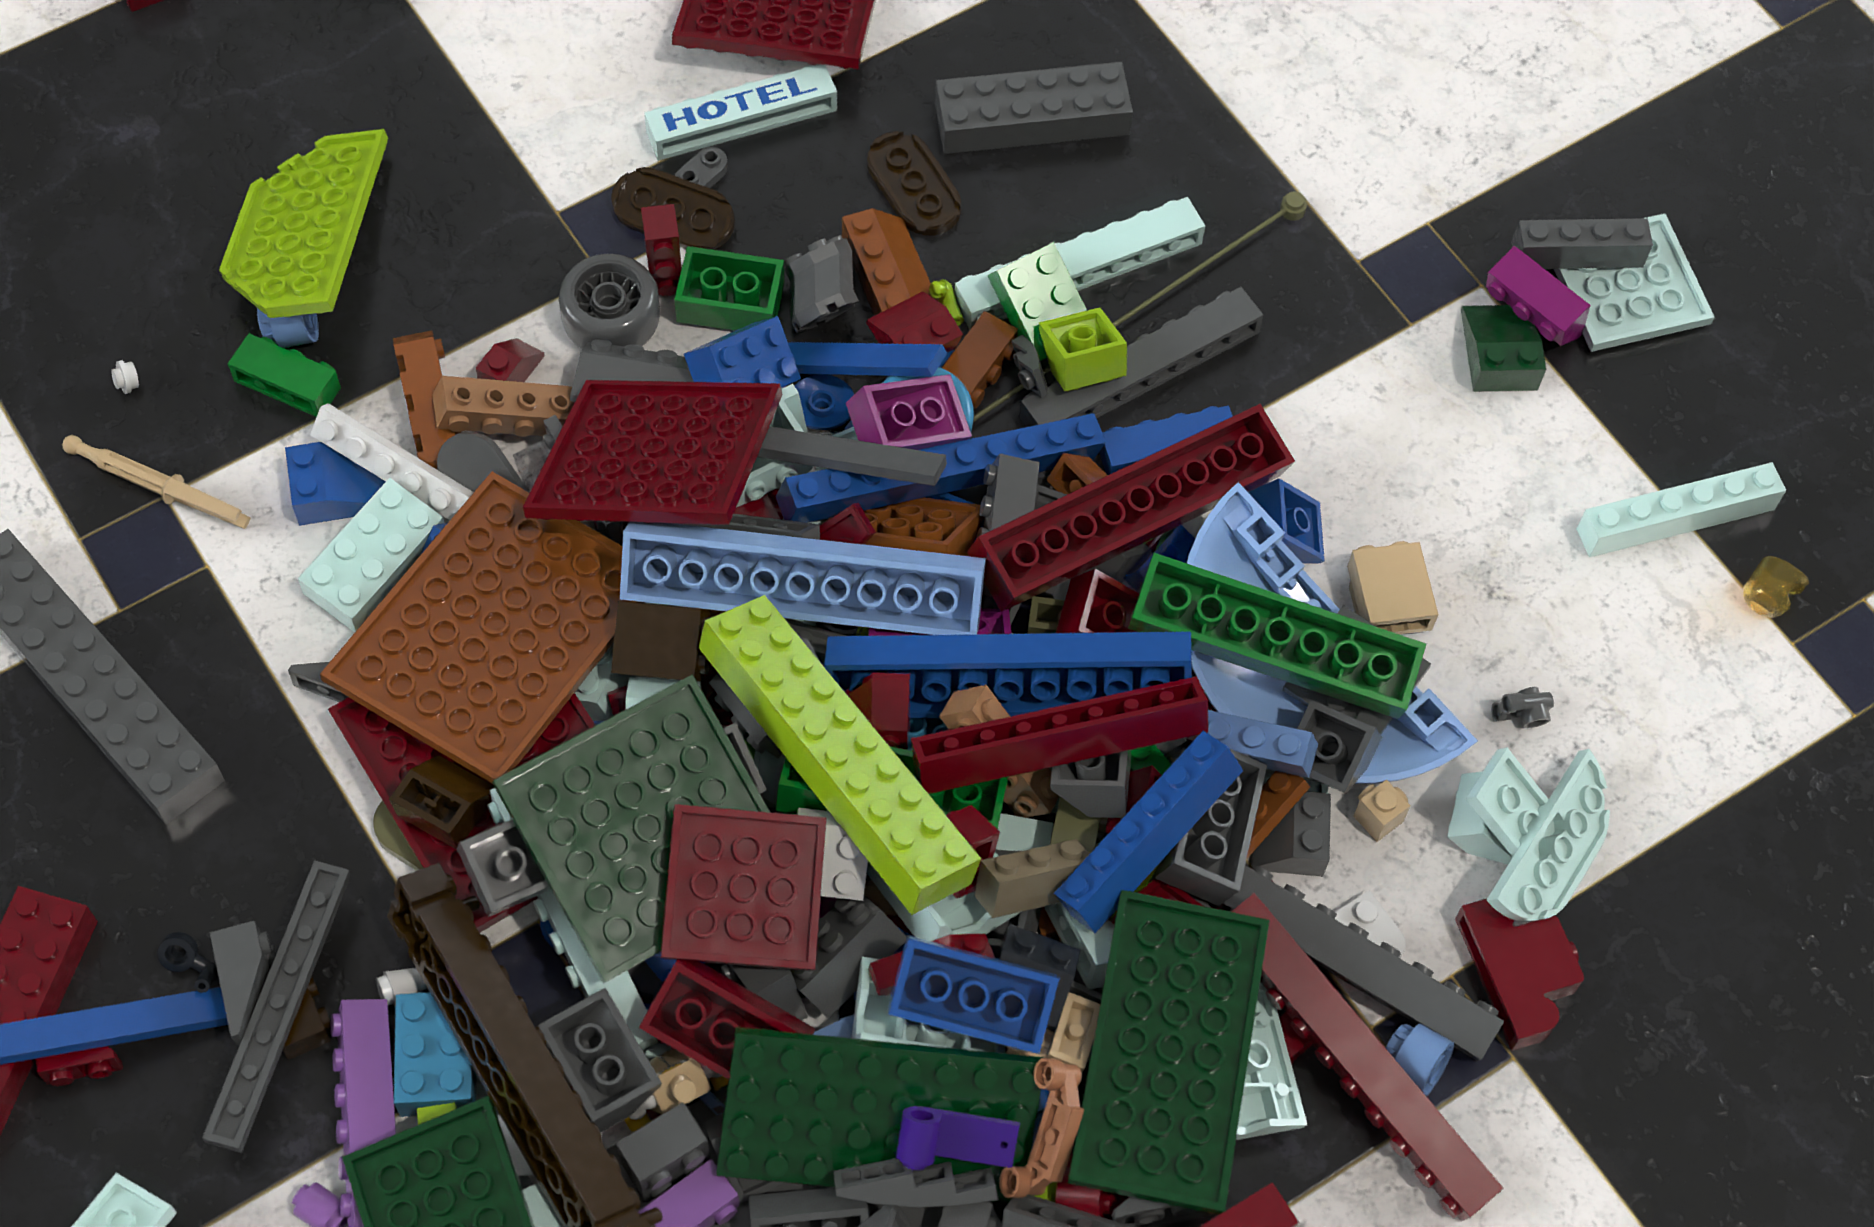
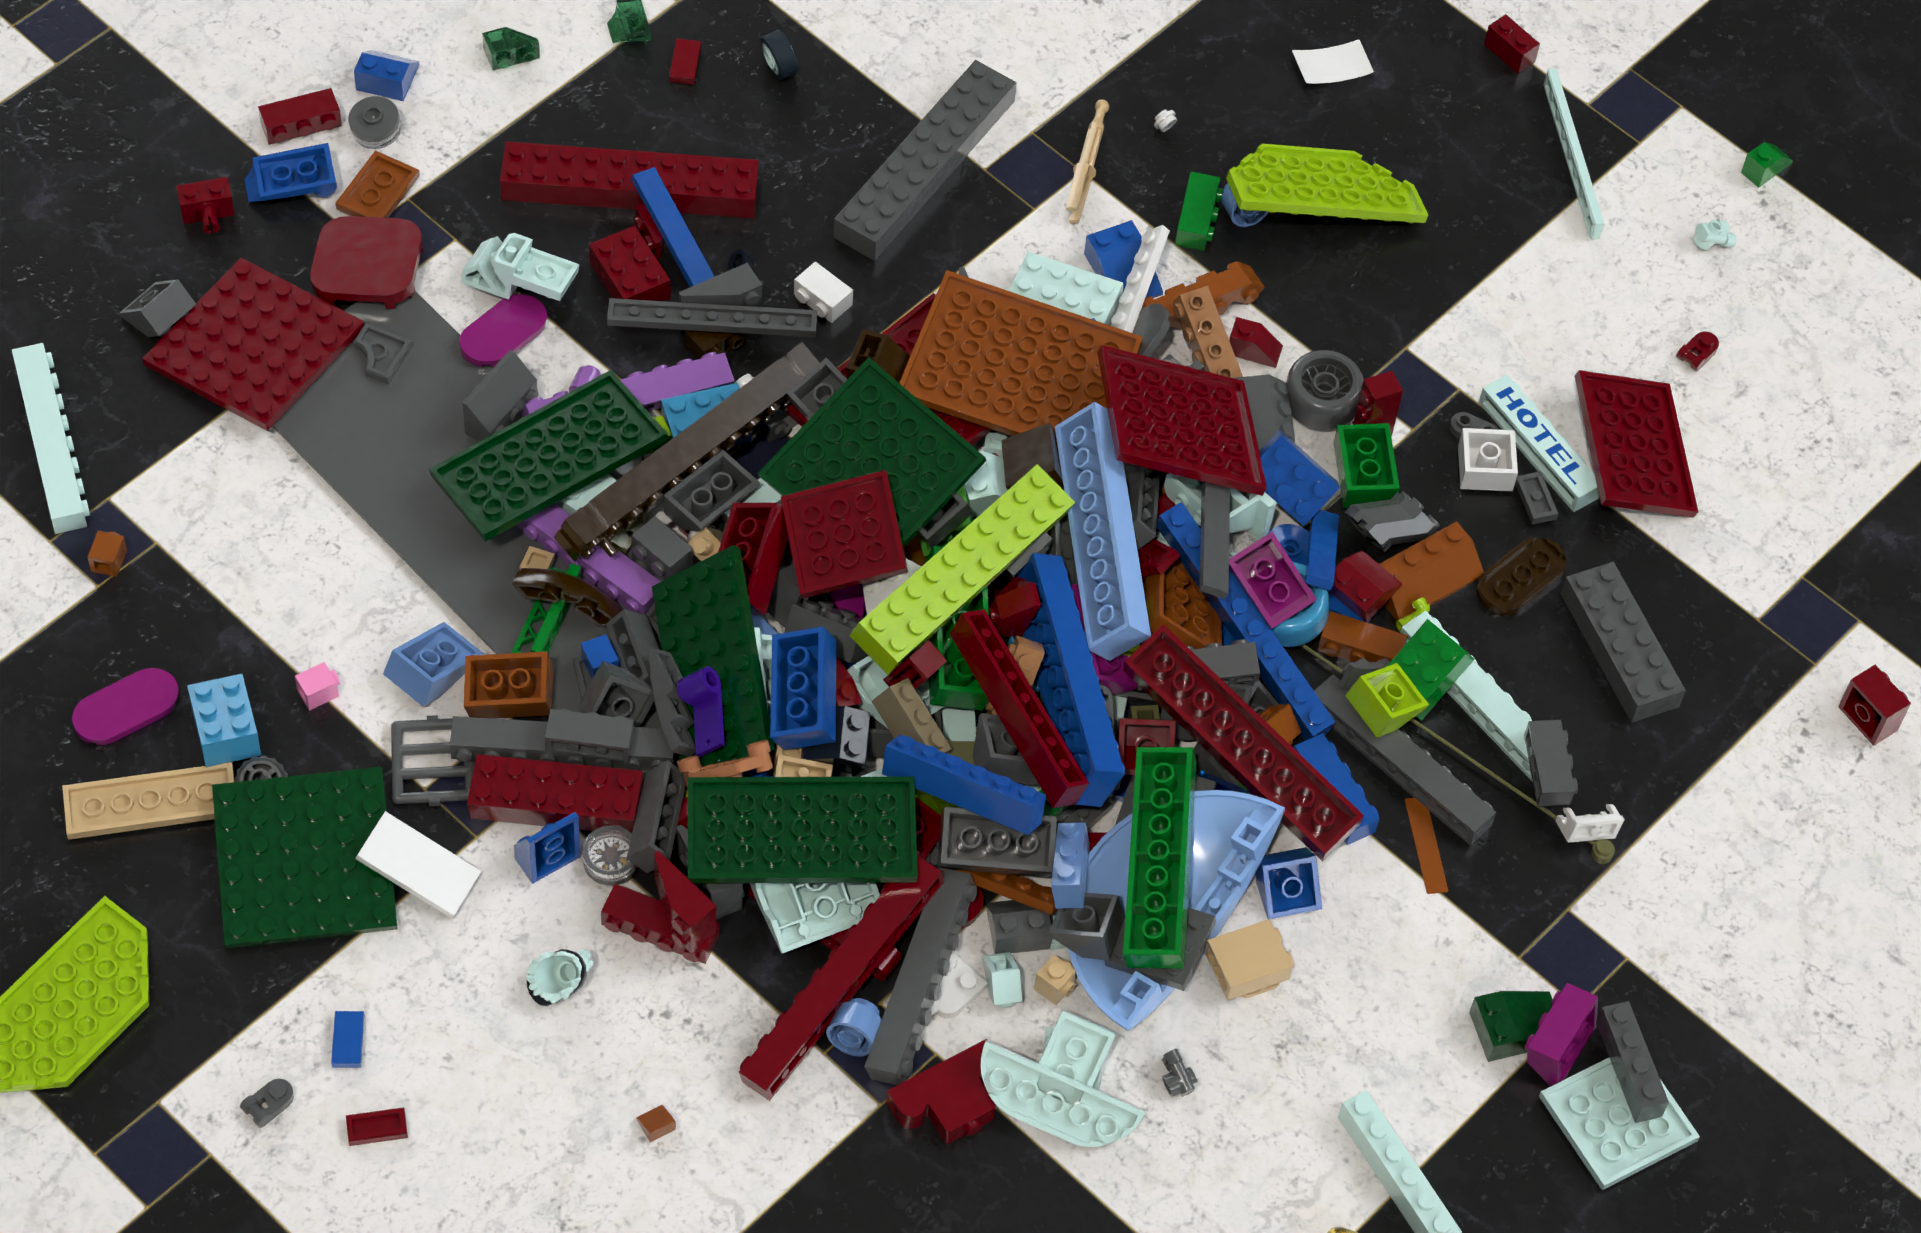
camera: 75 degrees right, 5 degrees down
(100, 171) = (1333, 63): none -> white sticker
(143, 1106) = (629, 267): none -> dark red brick
(265, 854) = (823, 292): none -> white brick
(701, 212) = (1431, 418): dark brown tile -> none
(755, 166) = (1487, 459): none -> white brick
(814, 137) = (1536, 498): none -> dark grey plate
(1197, 212) = (1550, 763): none -> dark grey brick
(1253, 376) = (1426, 847): none -> dark orange sticker
(1265, 203) = (1589, 826): none -> white hinge
(1370, 867) = (1002, 979): none -> light aqua slope

